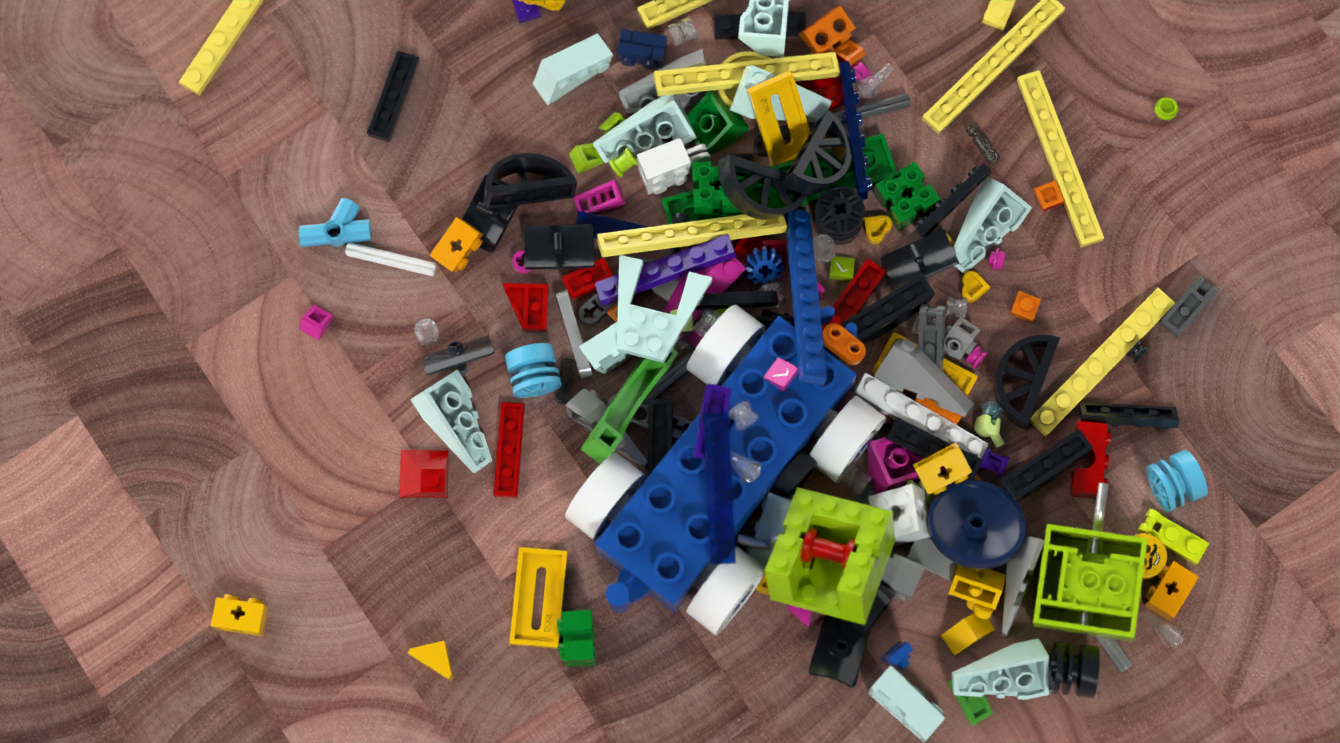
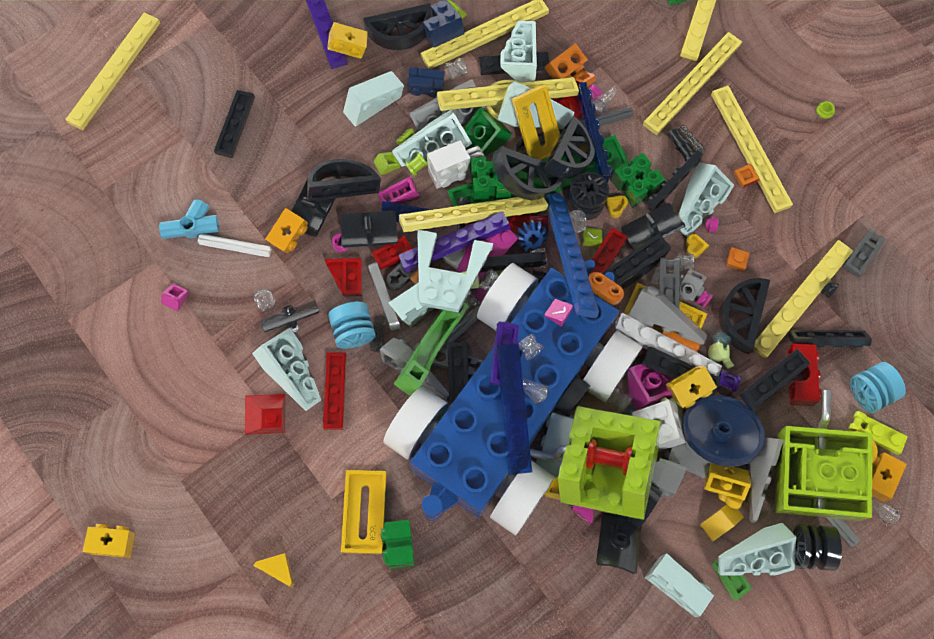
camera: 10 degrees left, 5 degrees down
(898, 655) = (668, 543): blue plate -> none
(968, 147) = (680, 143): none -> black pin

